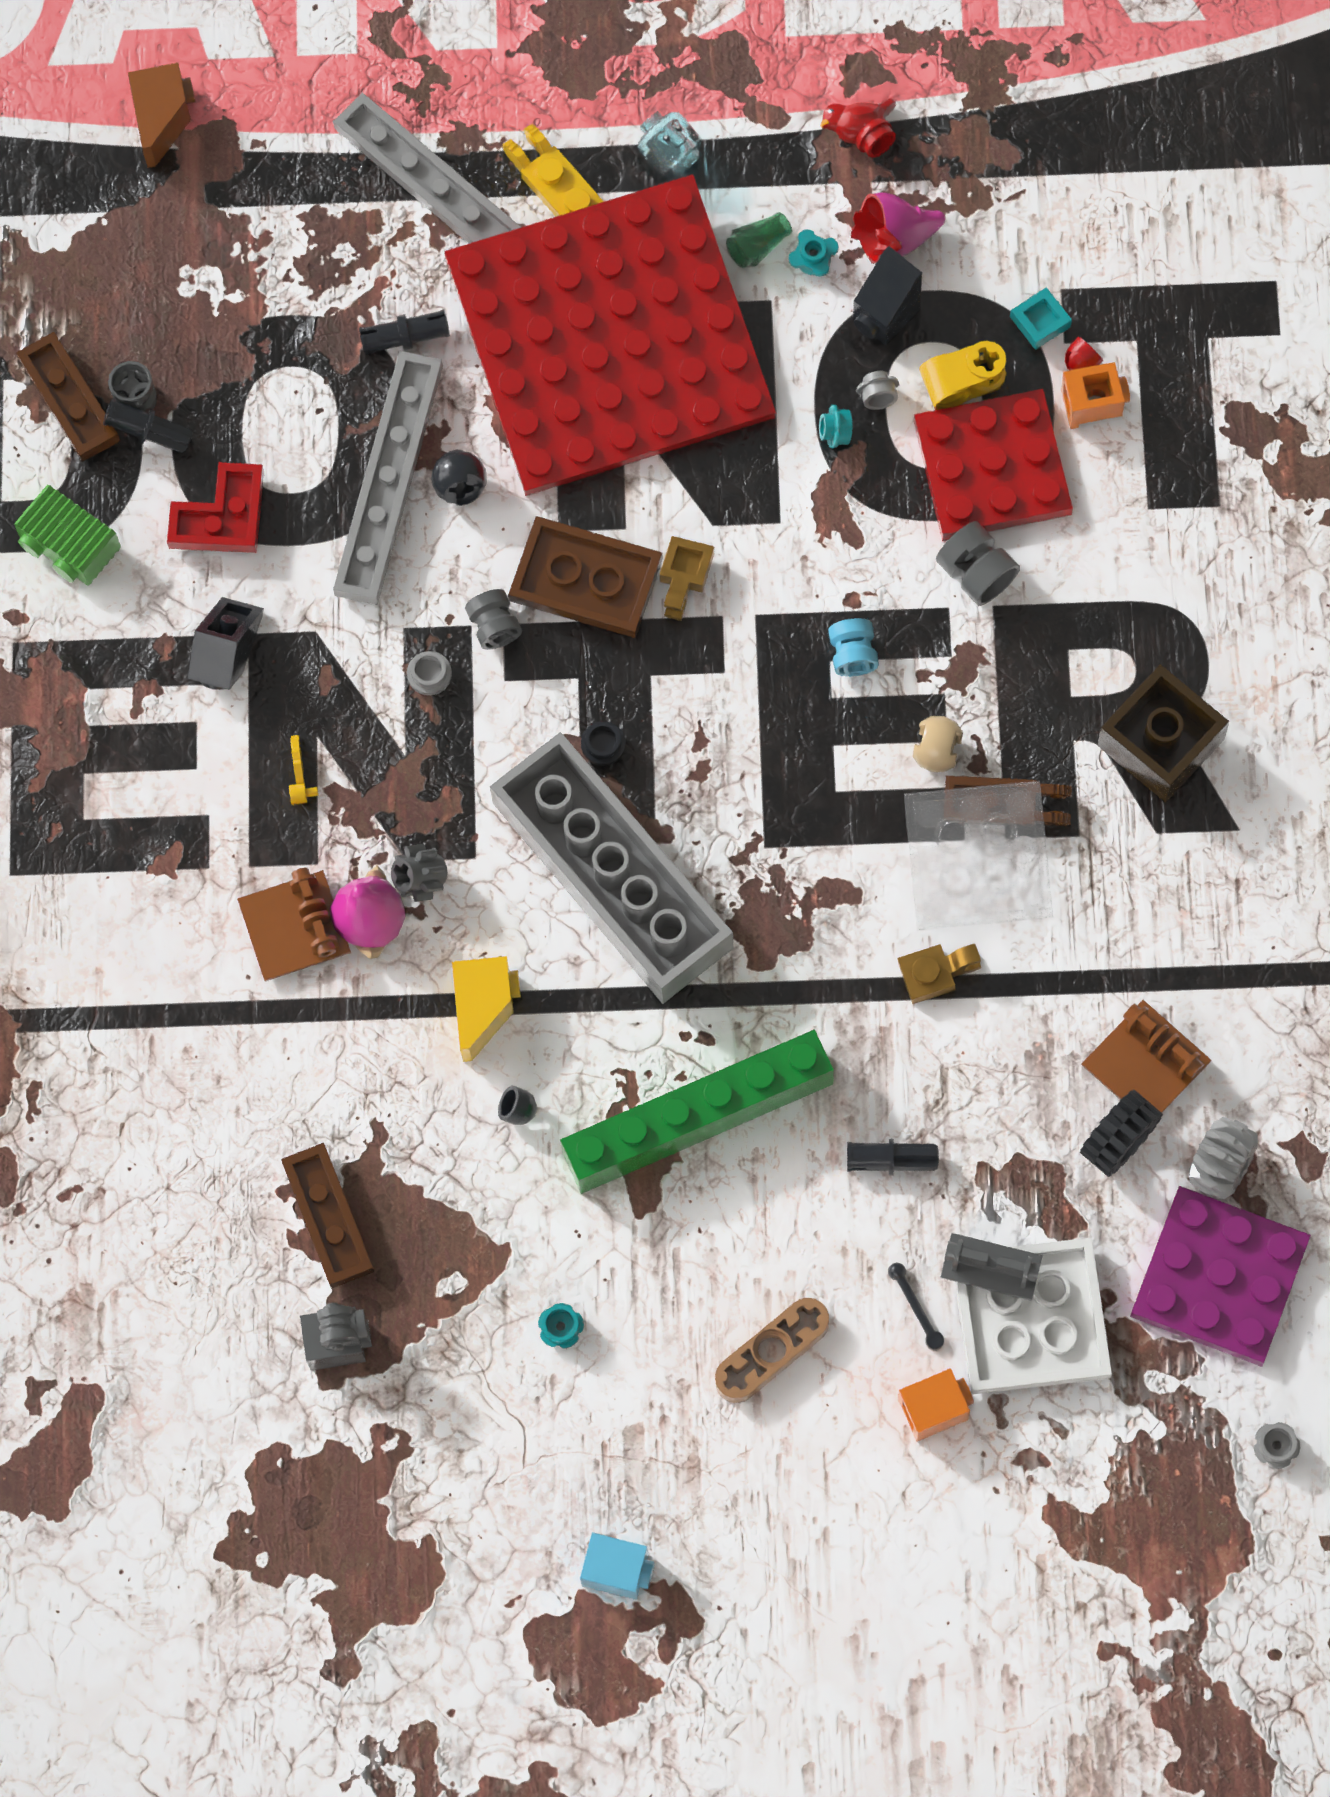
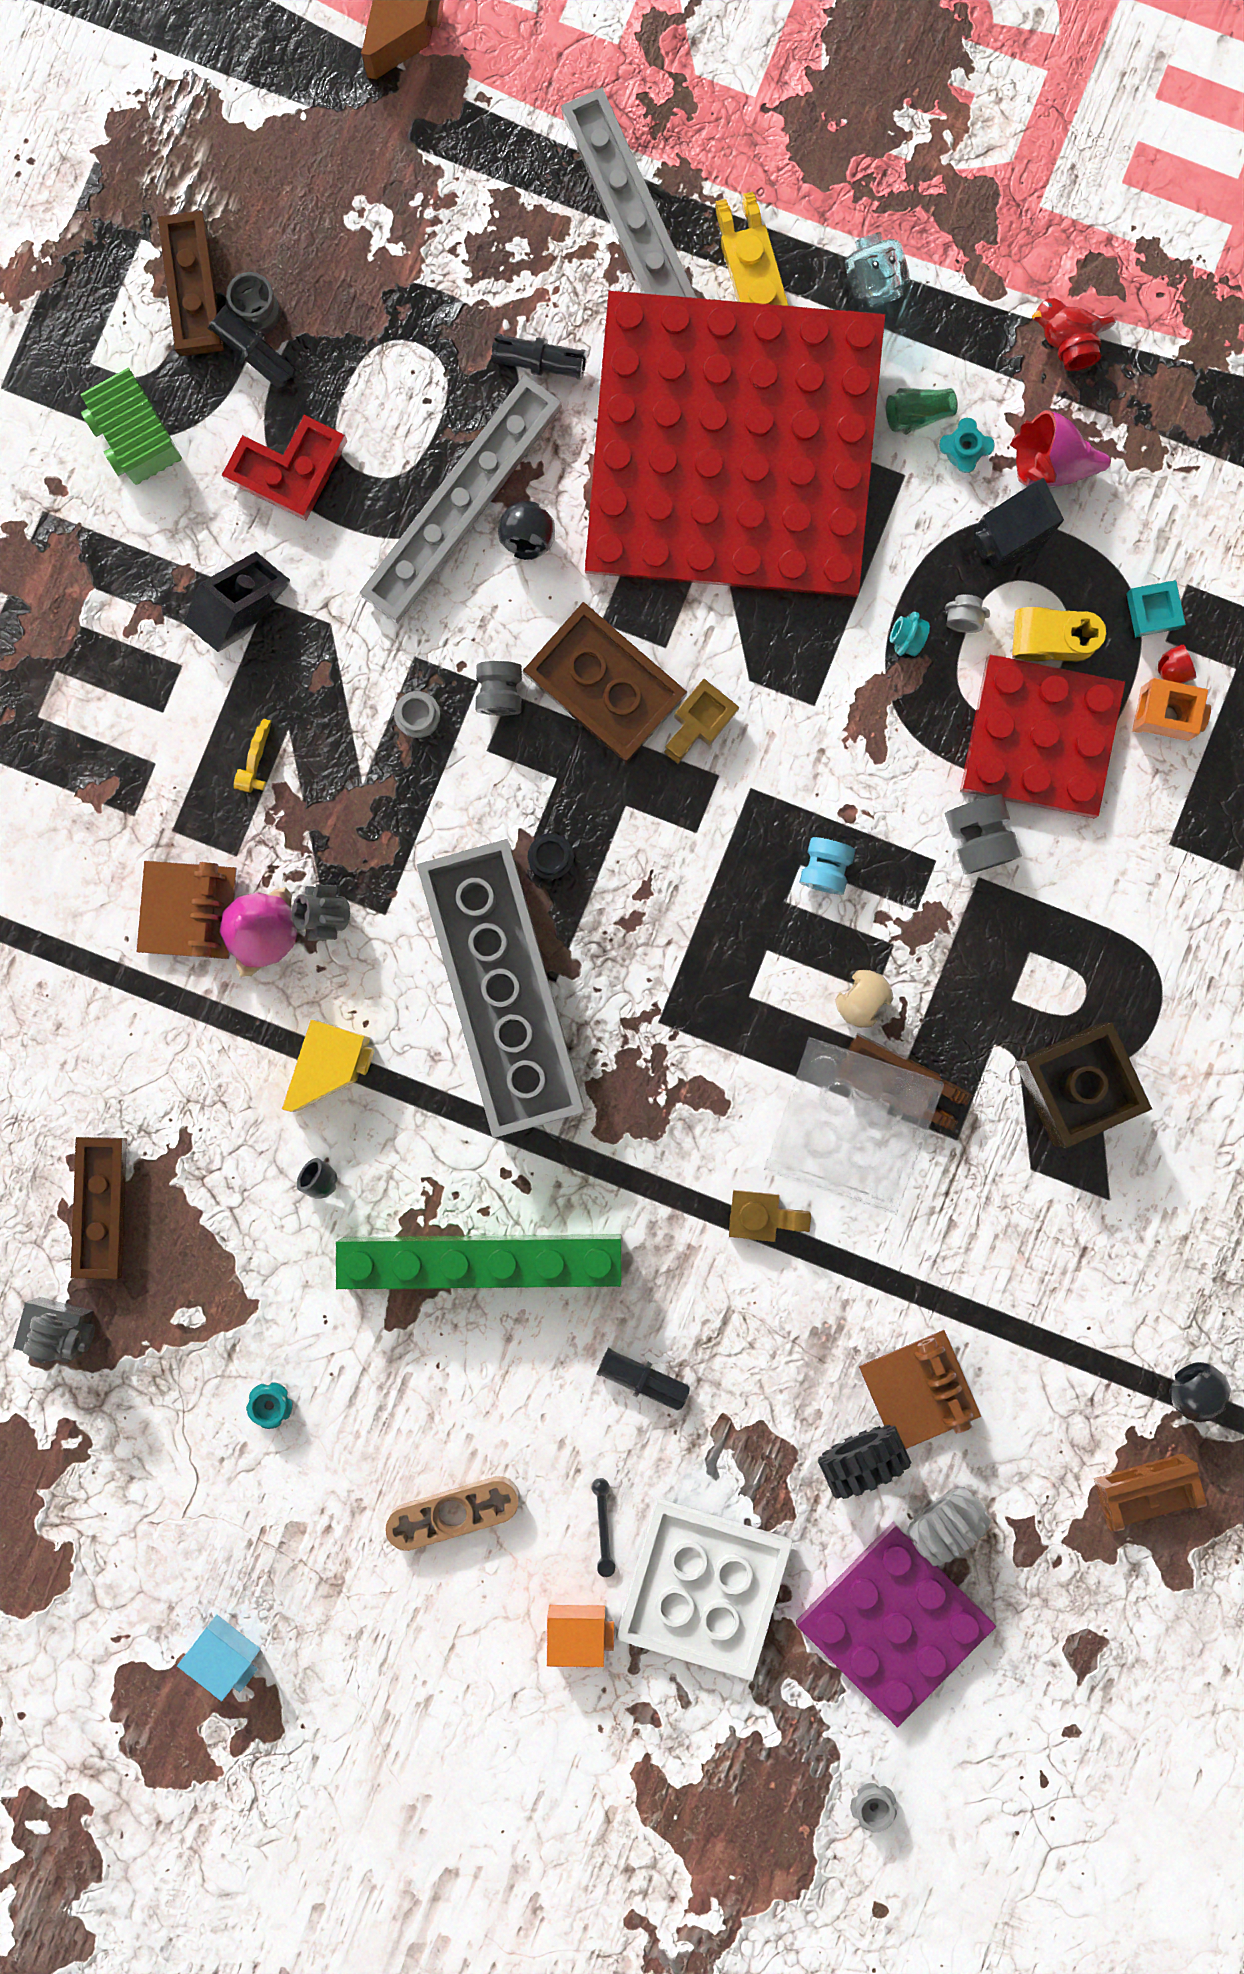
camera: 20 degrees right, 15 degrees up
(991, 1266) = (686, 1536): dark grey hinge -> none

